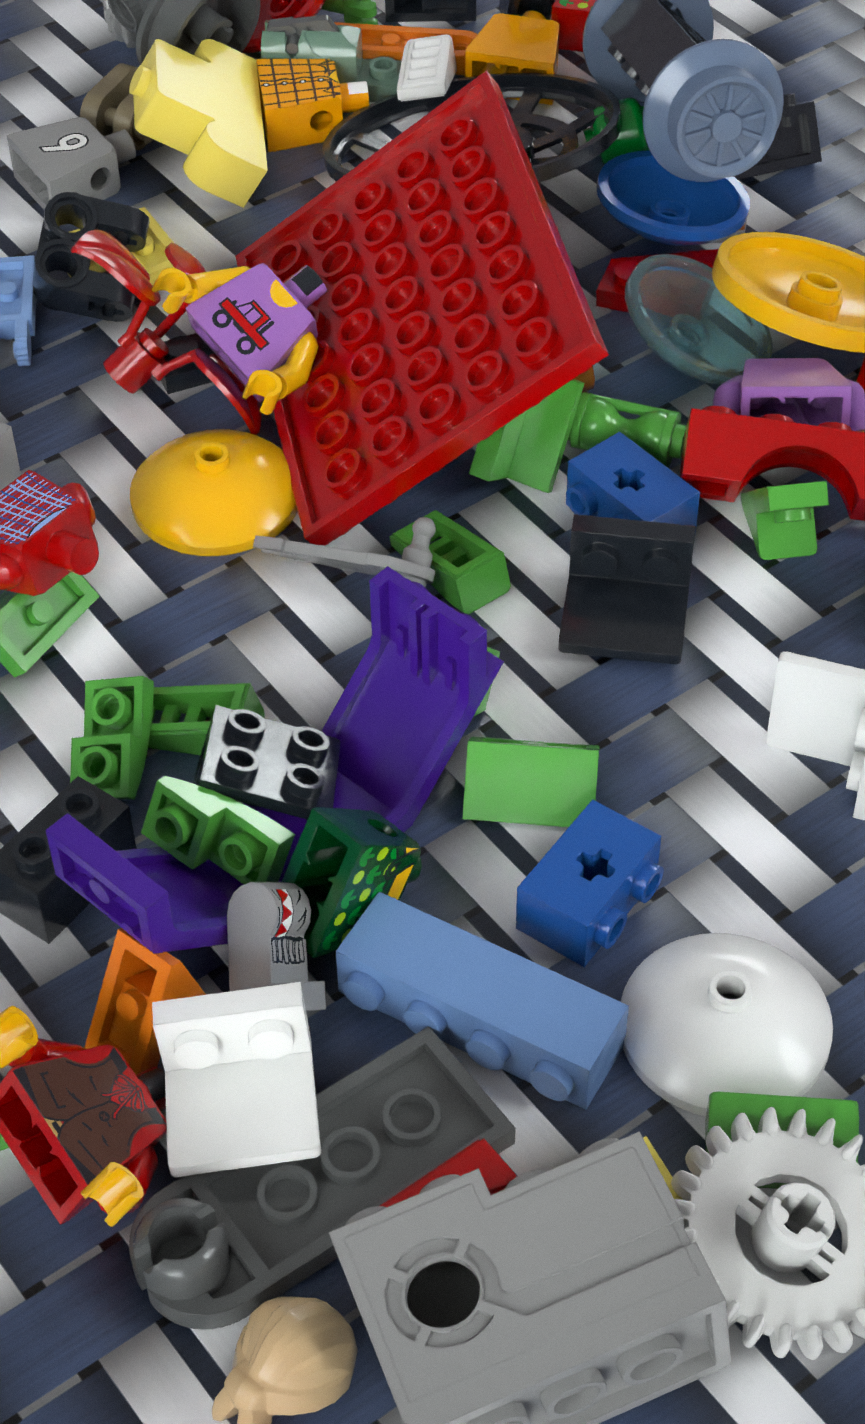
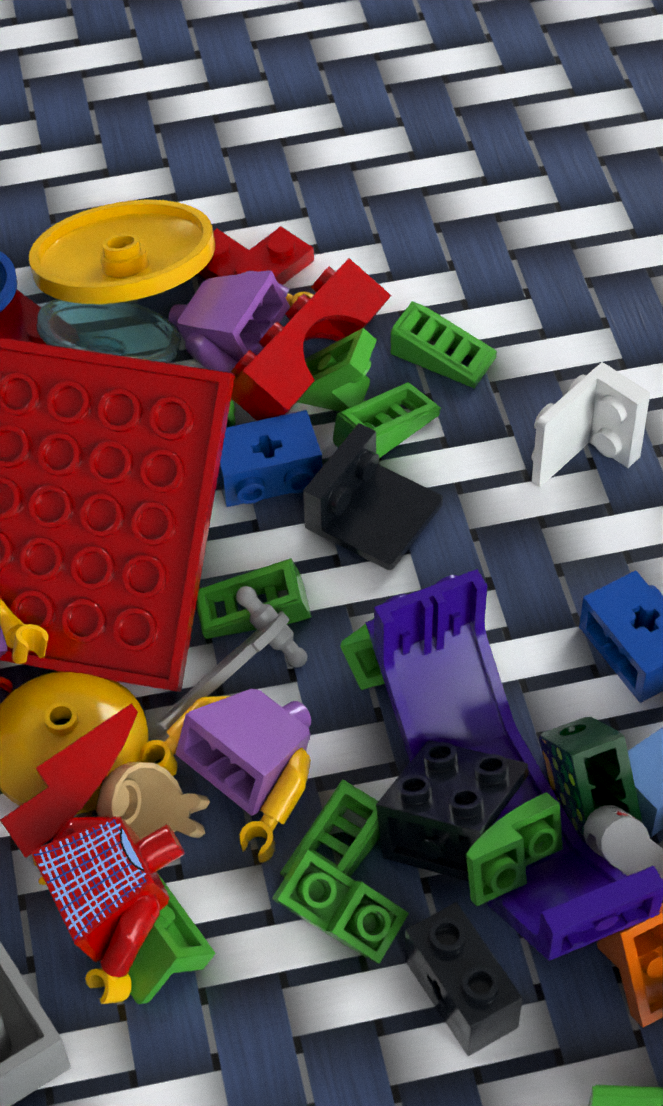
camera: 65 degrees left, 5 degrees up
(149, 486) = (70, 782): none -> red slope
(151, 555) = (149, 799): none -> tan piece
(244, 608) = (247, 752): none -> medium lavender torso
(528, 781) = (524, 630): bright green panel -> none
(739, 570) = (388, 430): none -> bright green slope

